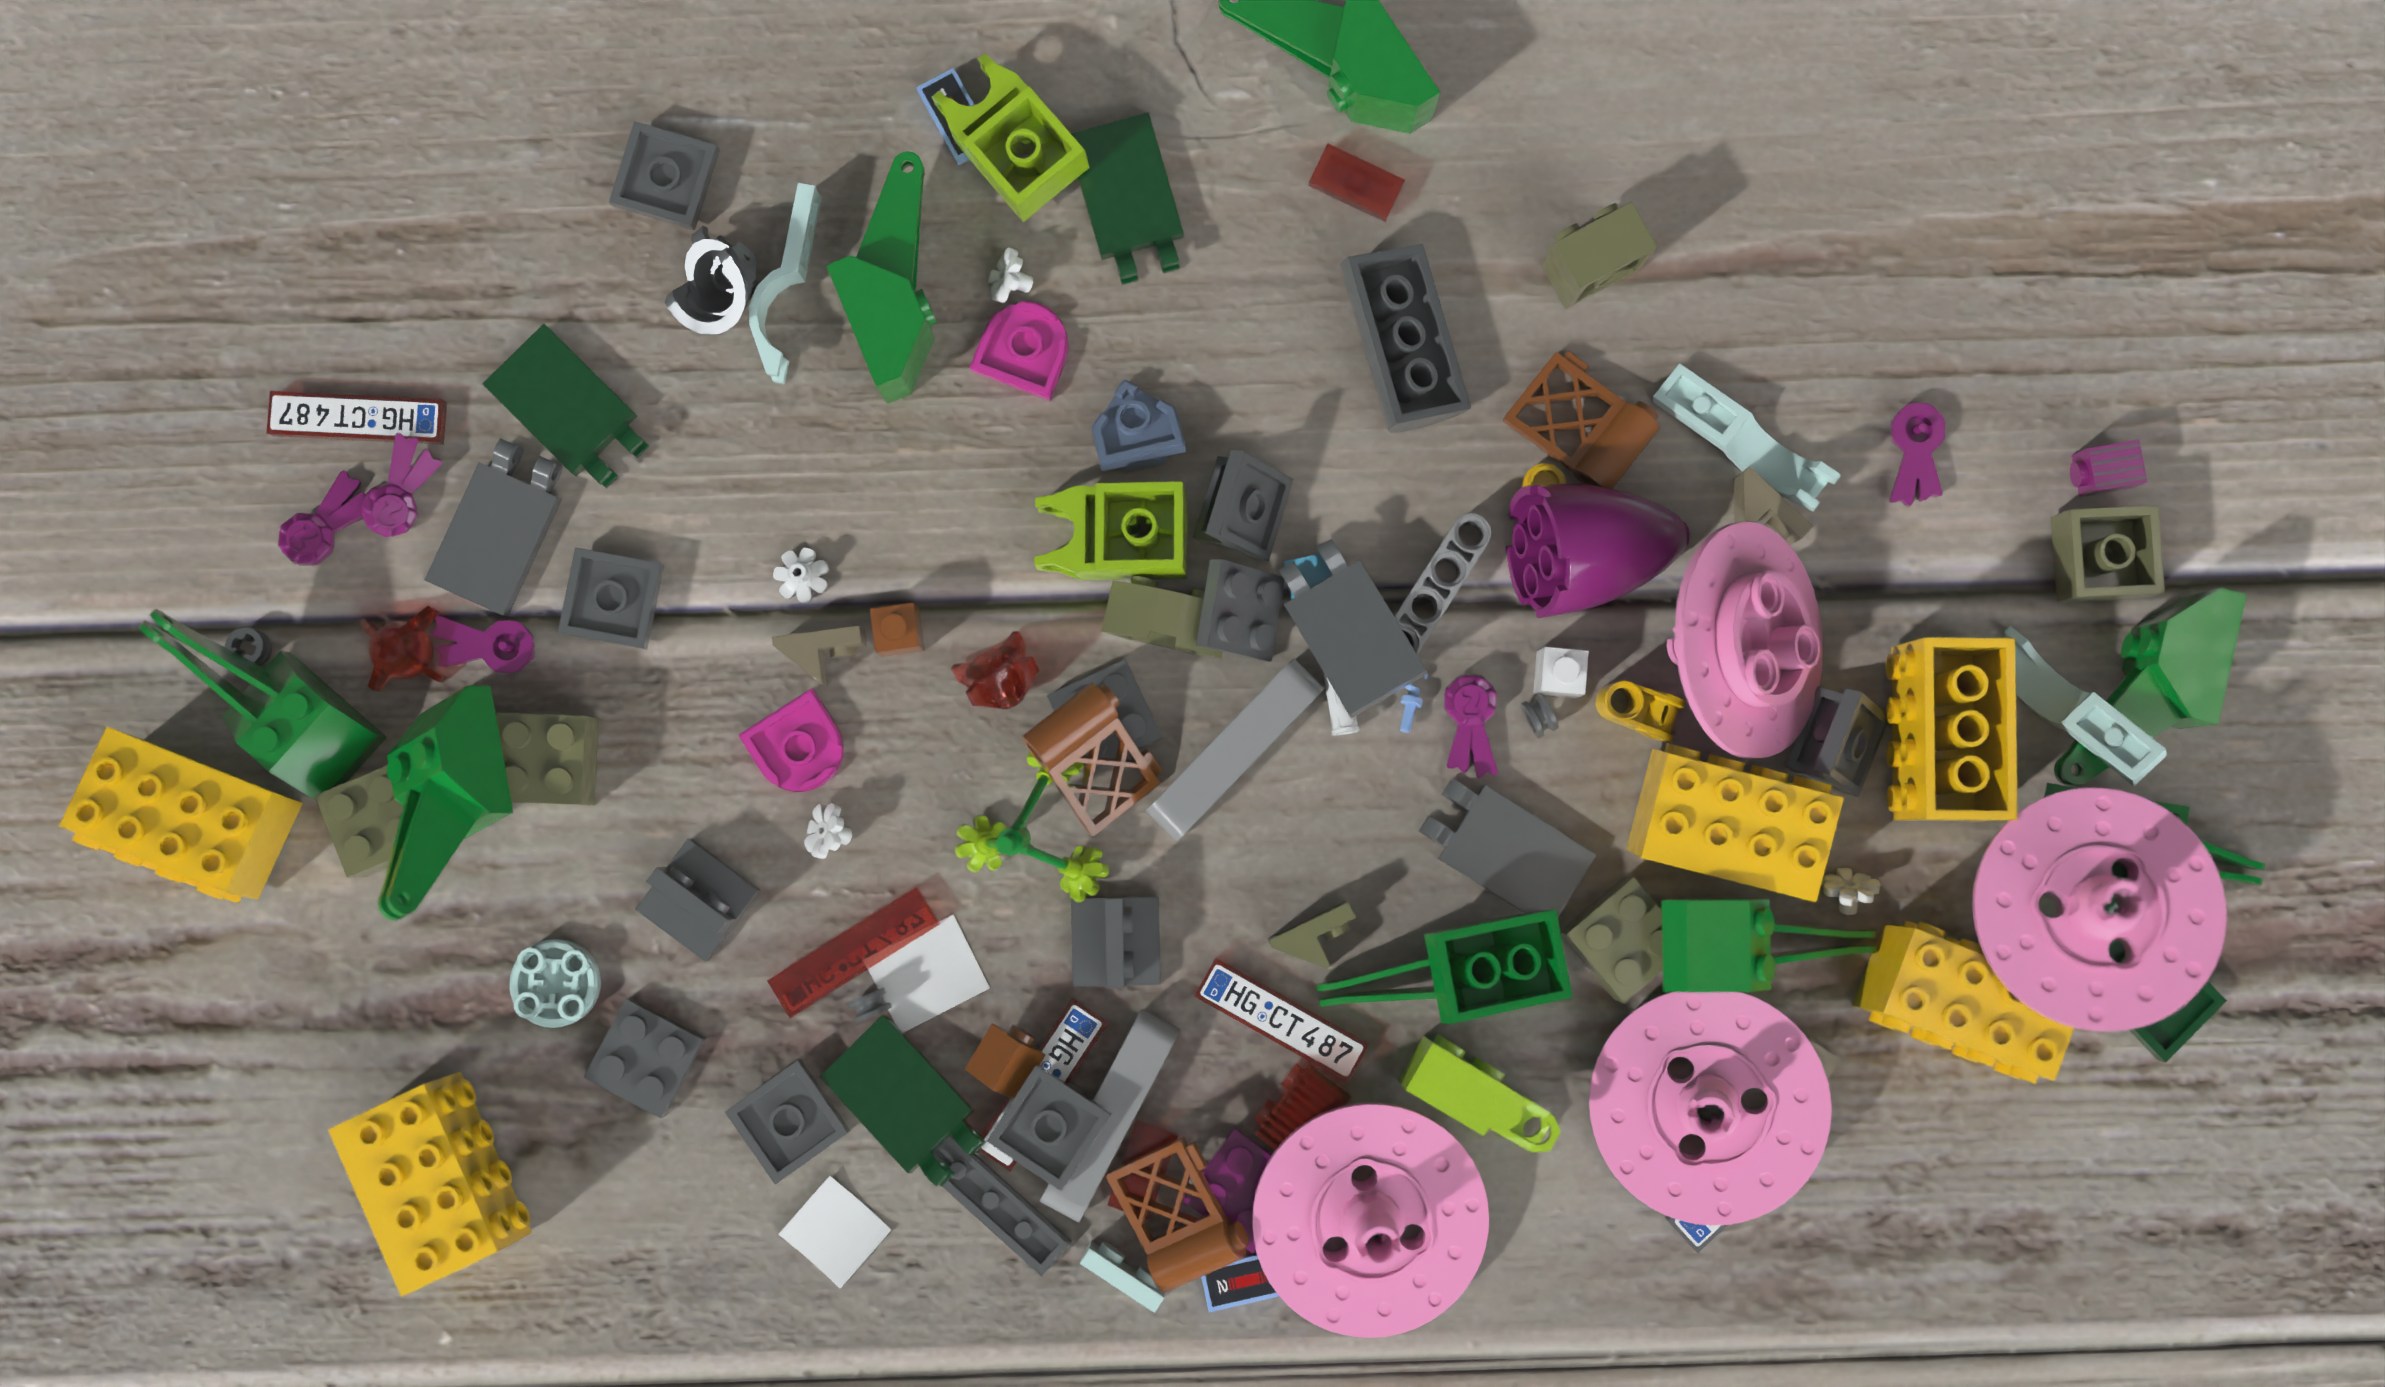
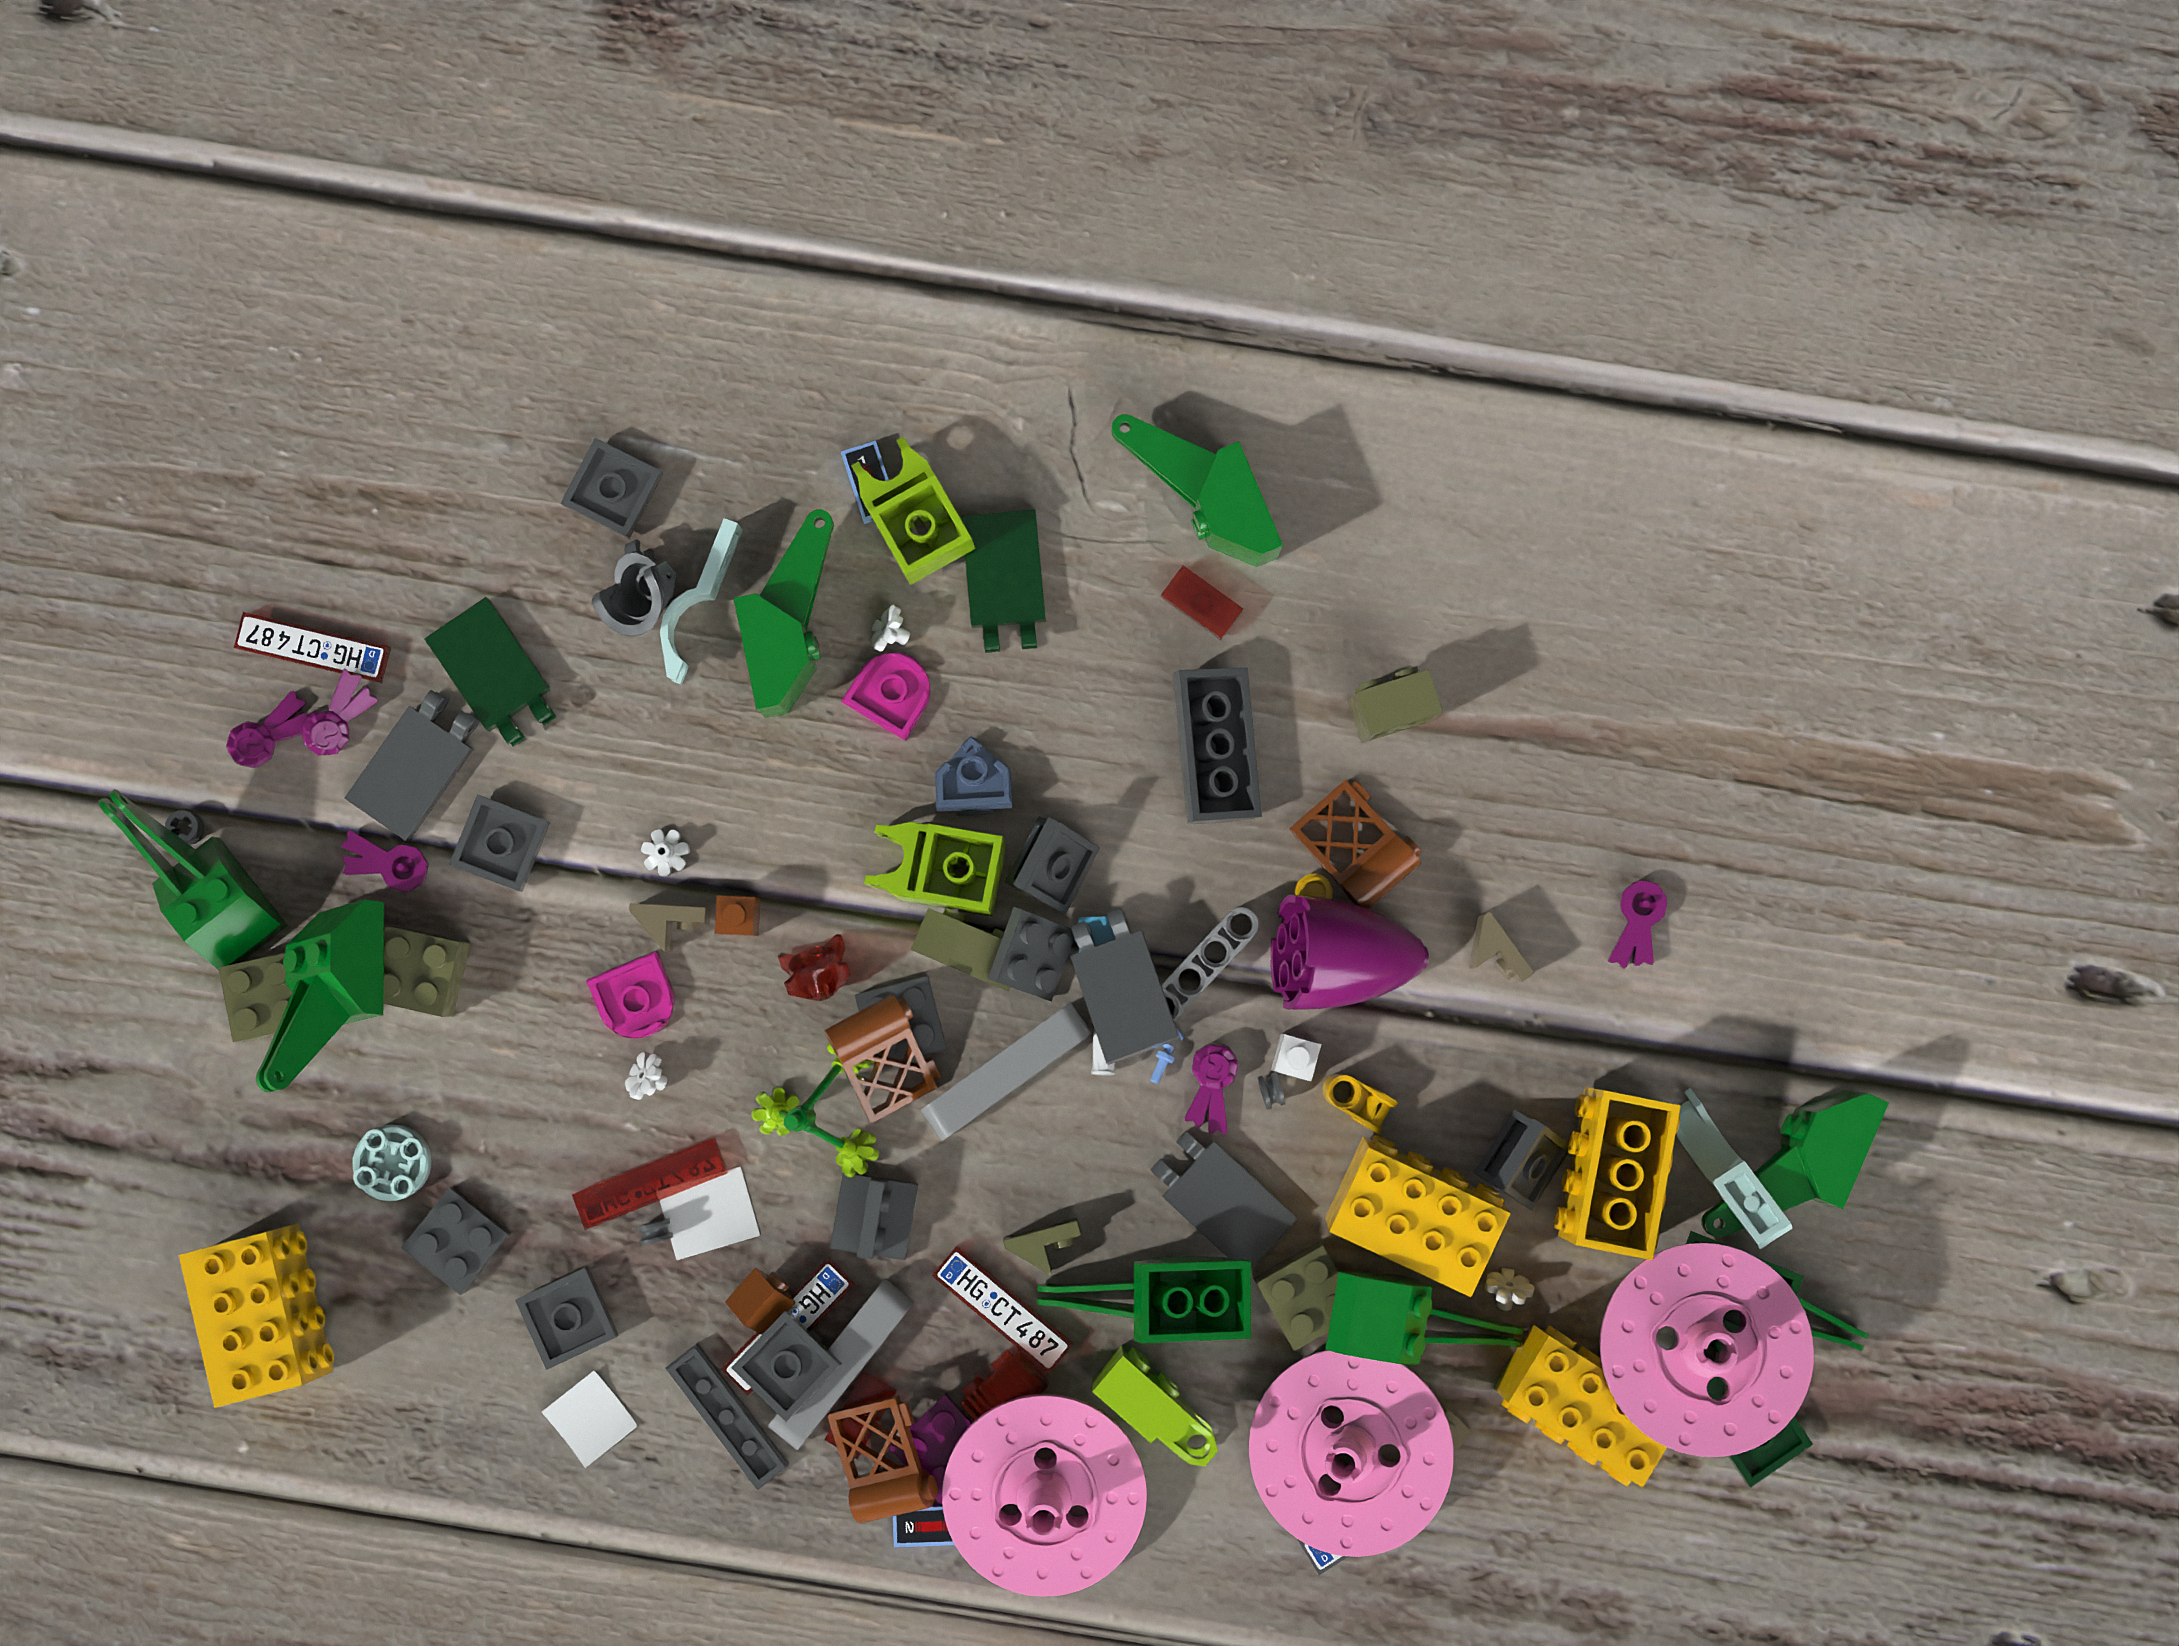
camera: 10 degrees right, 0 degrees up
(179, 817) = (102, 964): yellow brick -> none
(401, 649) = (314, 853): clear red piece -> none
(697, 899) = (525, 1113): dark grey bracket -> none
(902, 1100) = (667, 1318): dark green tile -> none
(1108, 1264) = (816, 1492): light aqua plate -> none
(1742, 438) = (1490, 884): light aqua piece -> none
(1748, 640) = (1457, 1062): bright pink piece -> none
(2107, 554) = (1783, 1042): olive brick -> none
(2108, 468) = (1798, 968): magenta brick -> none

